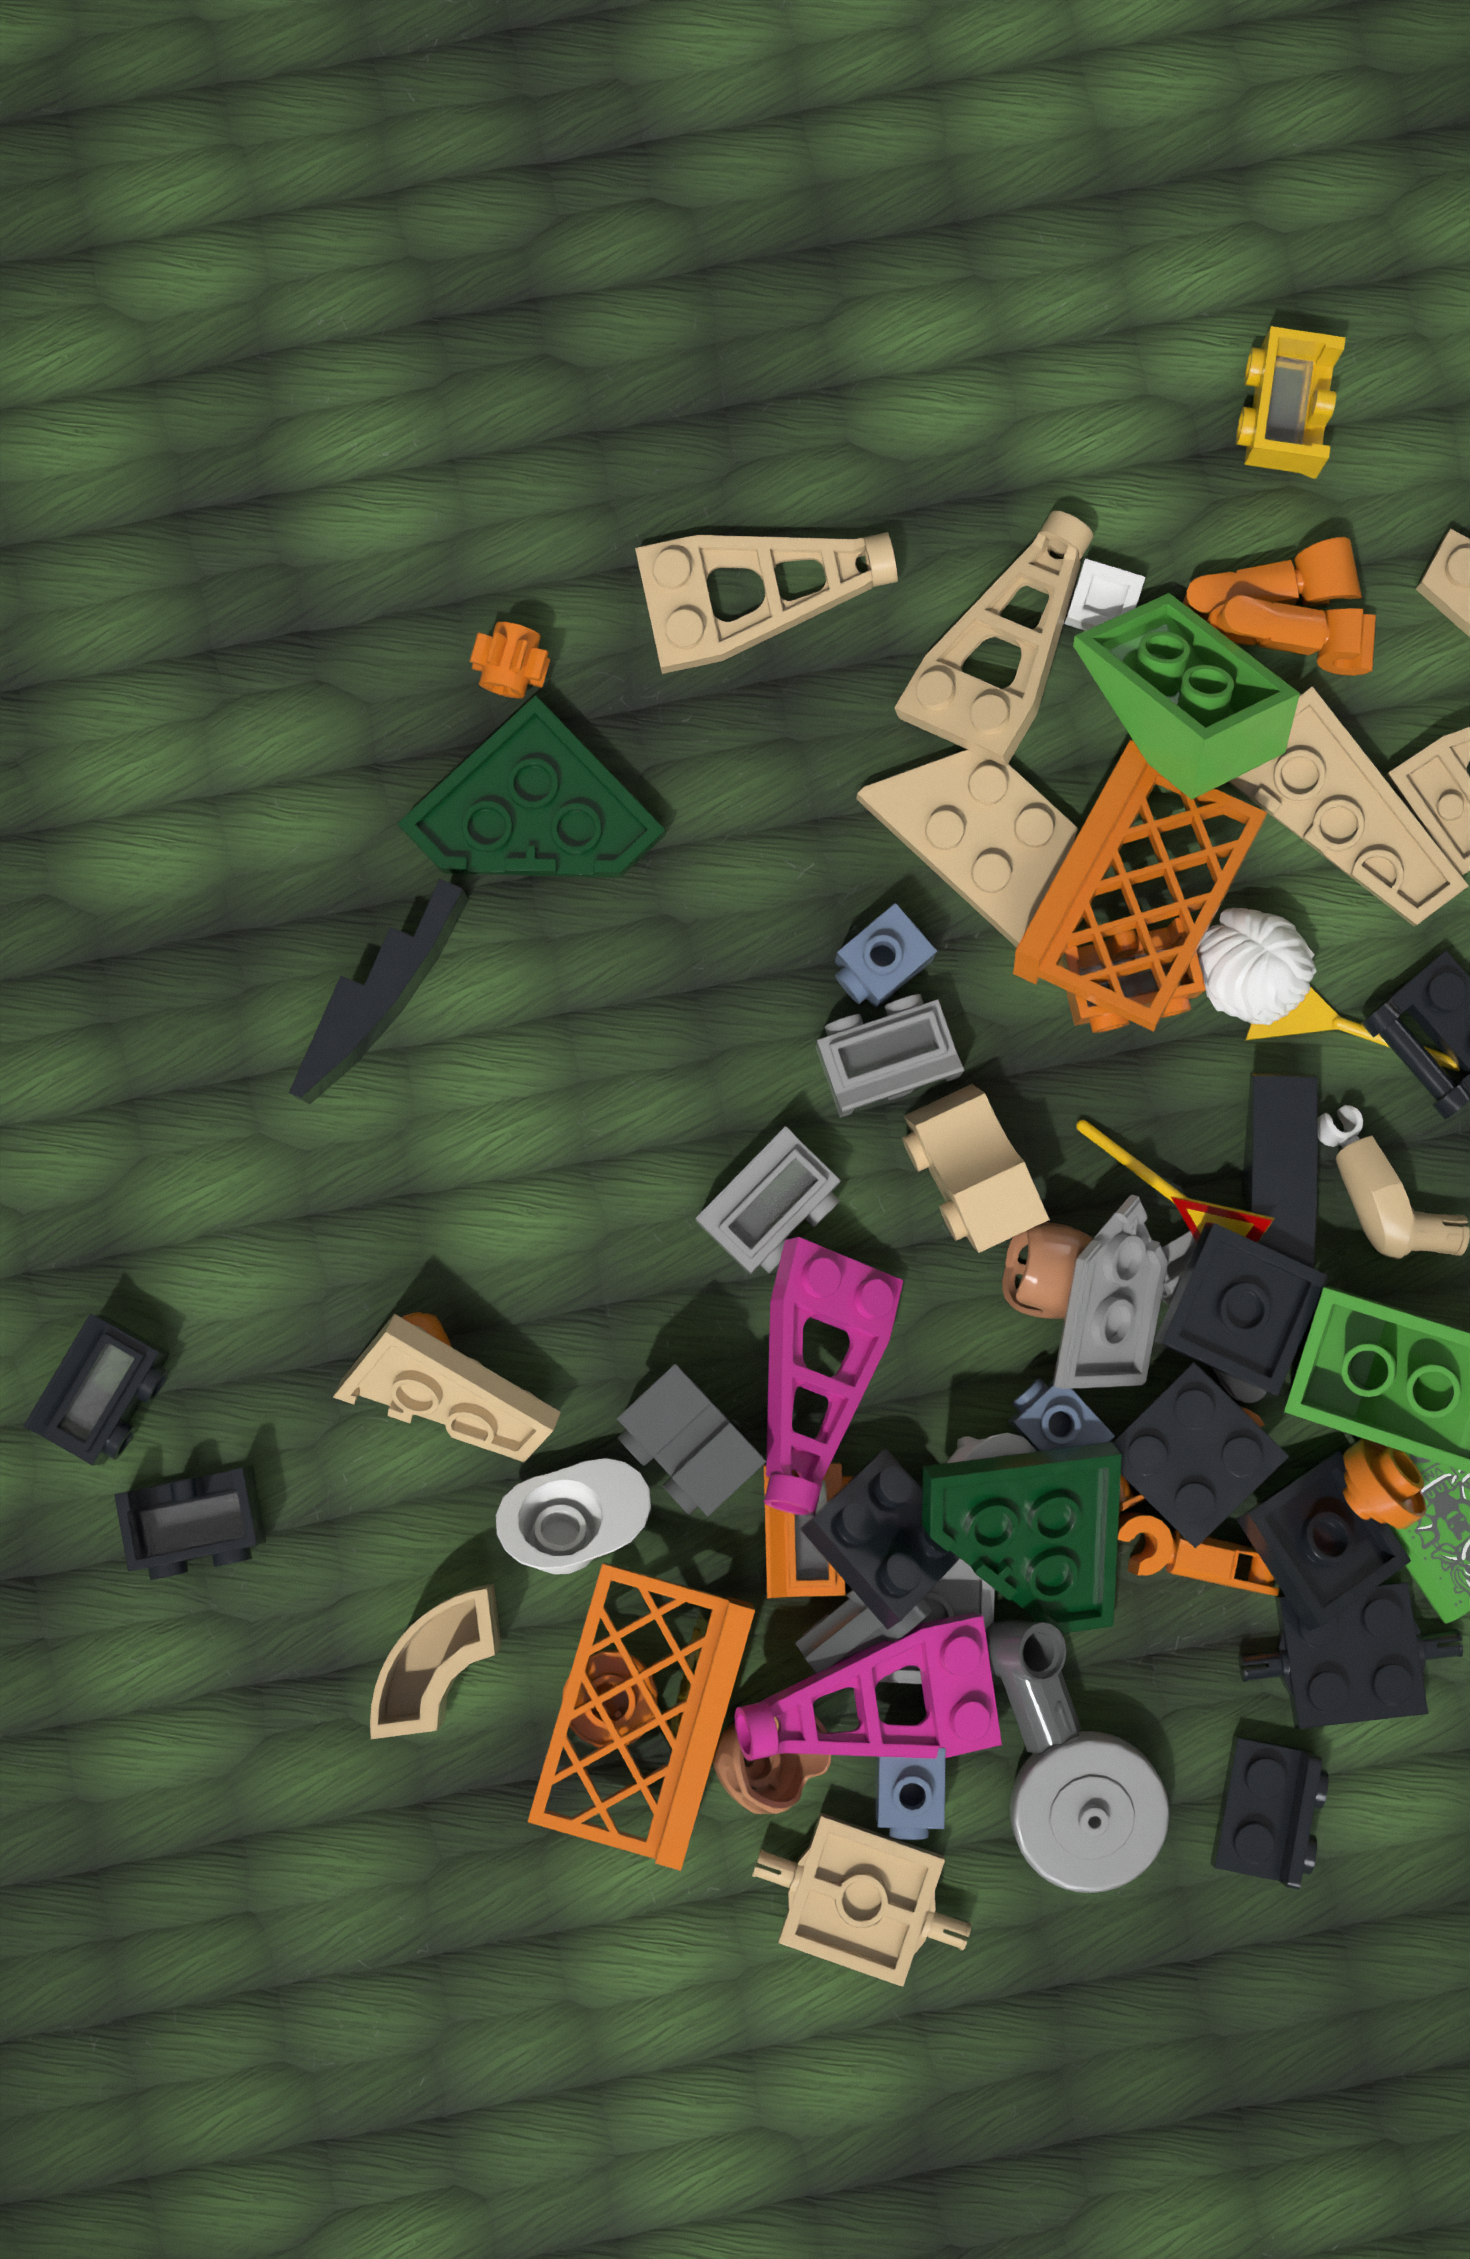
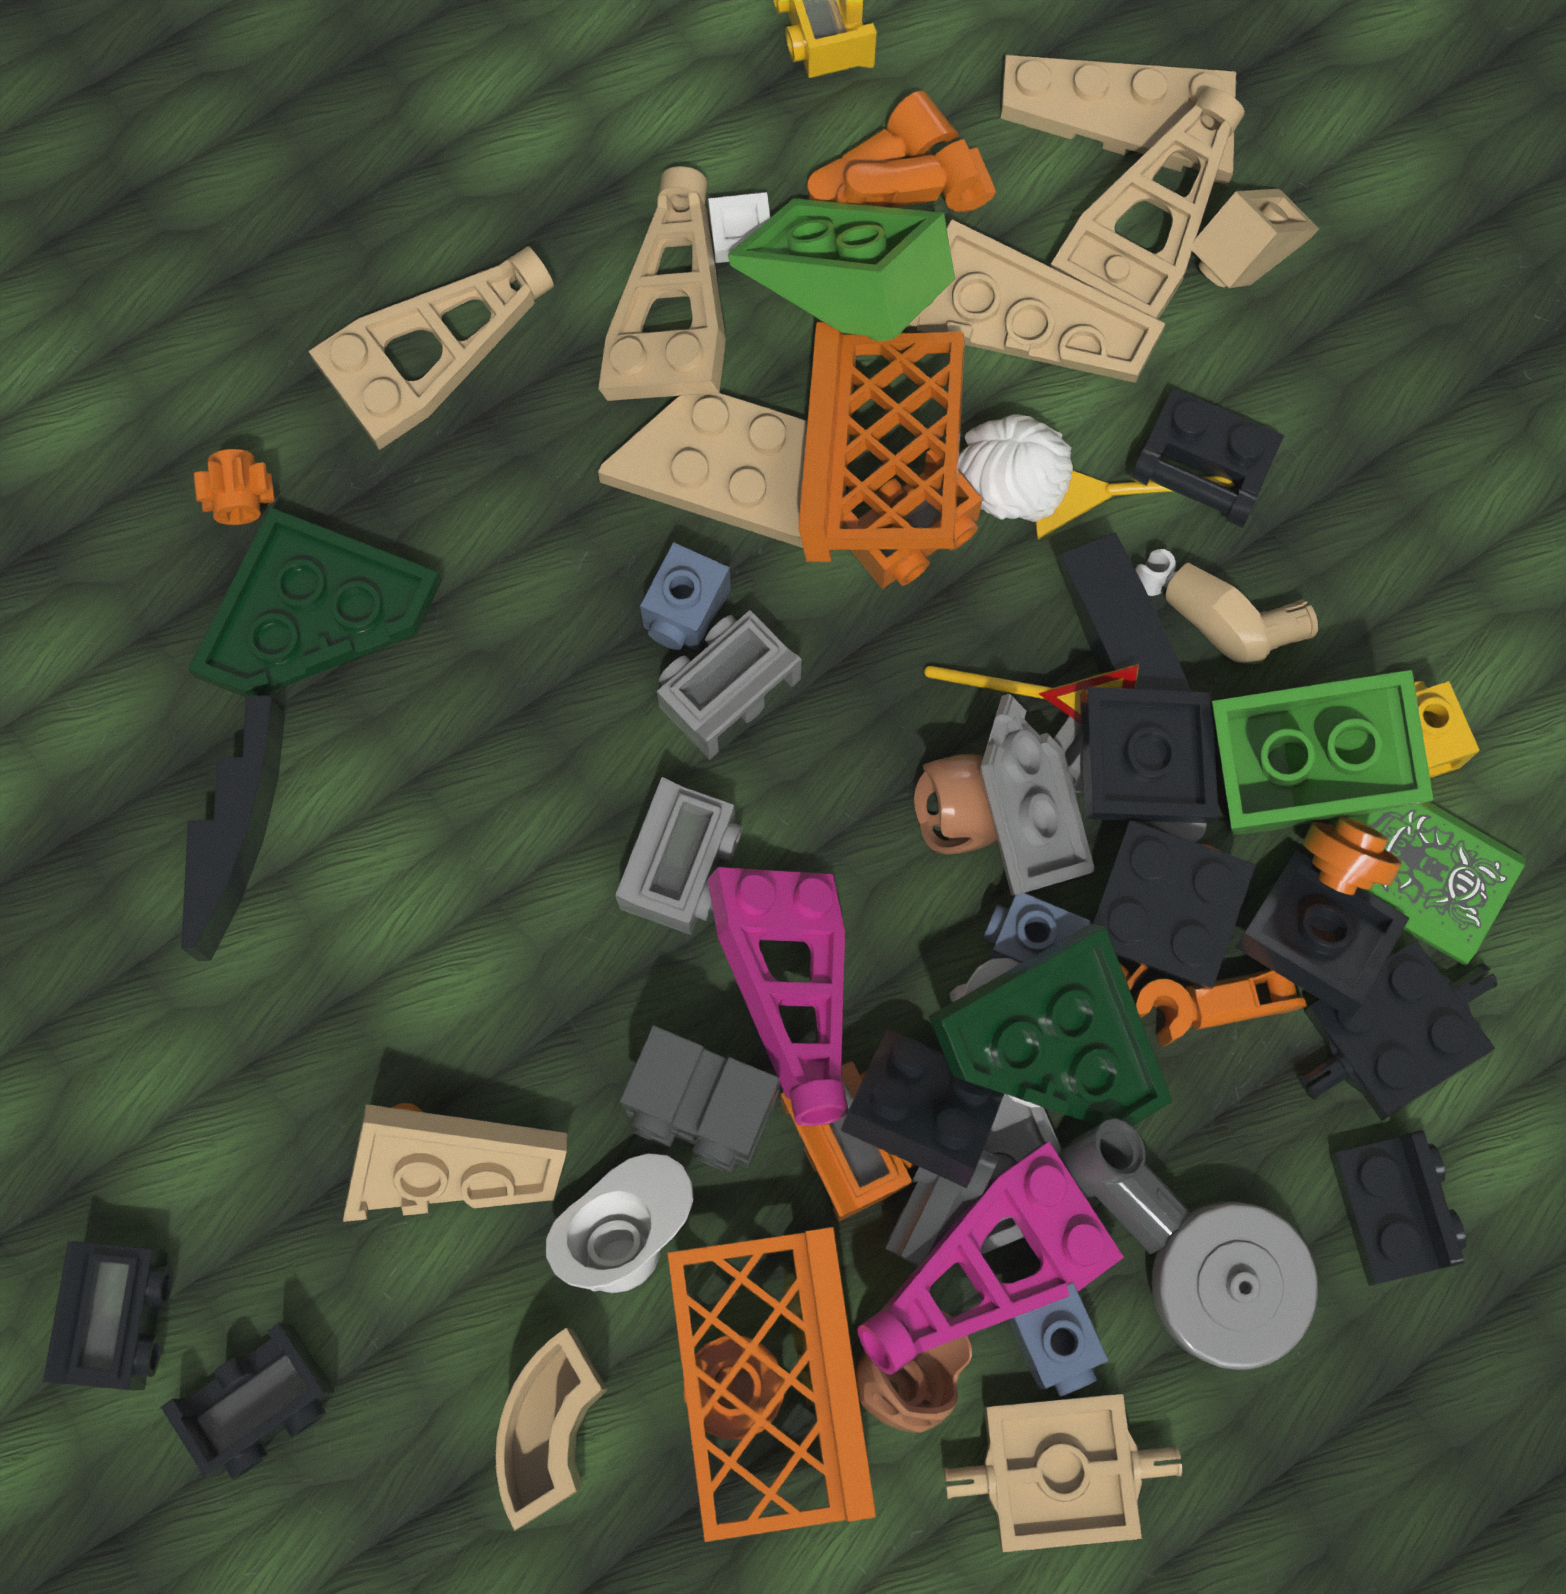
camera: 25 degrees left, 10 degrees down
(974, 1168) = (851, 742): tan brick -> none

